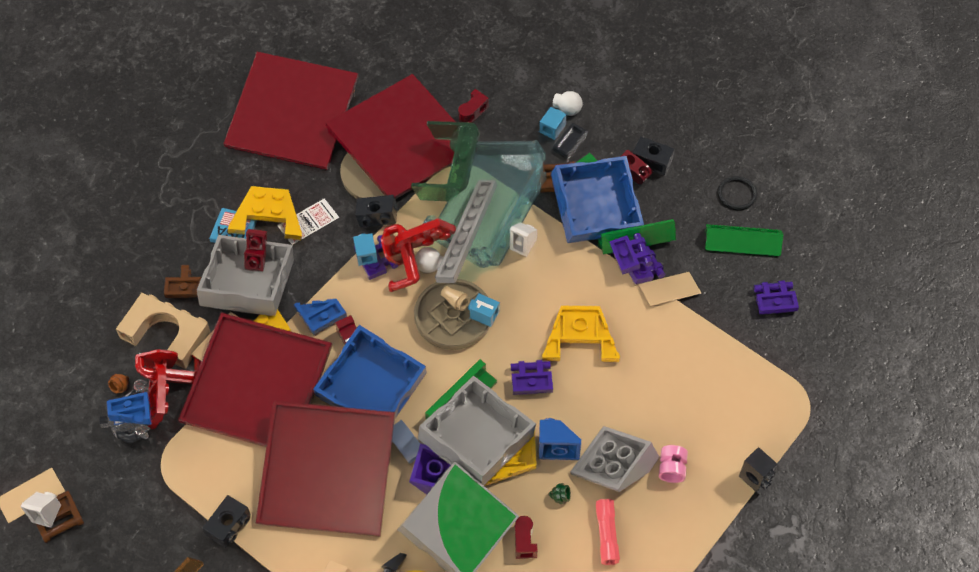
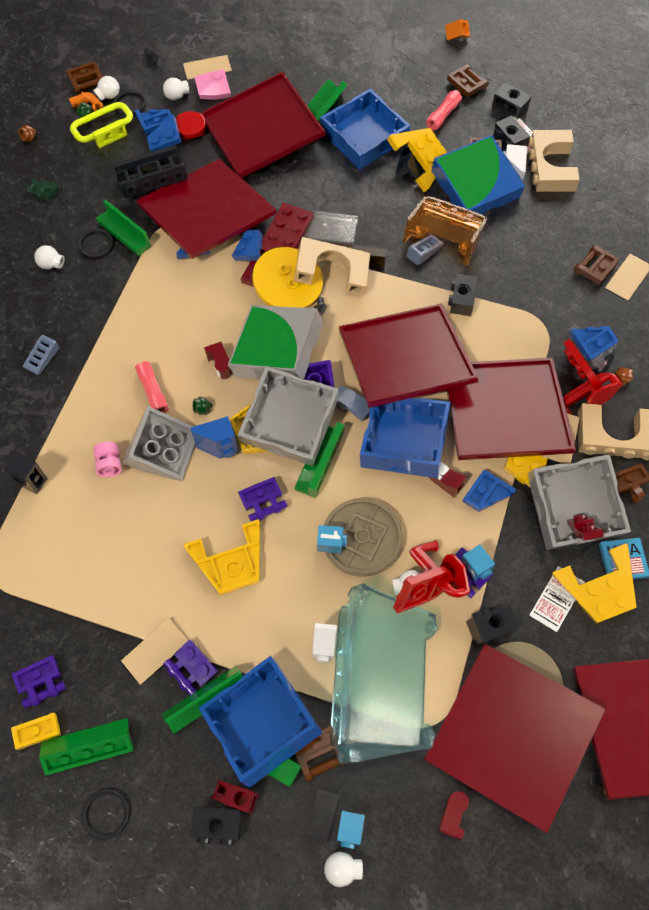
camera: 160 degrees right, 5 degrees up
(41, 508) = (609, 249): white slope -> none
(456, 298) = (364, 543): tan cone -> none
(464, 144) = (422, 674): clear green windscreen -> none
(466, 232) = (383, 615): light grey plate -> none
(625, 255) = (208, 659): dark purple plate -> none
(784, 261) = (35, 731): none -> yellow plate

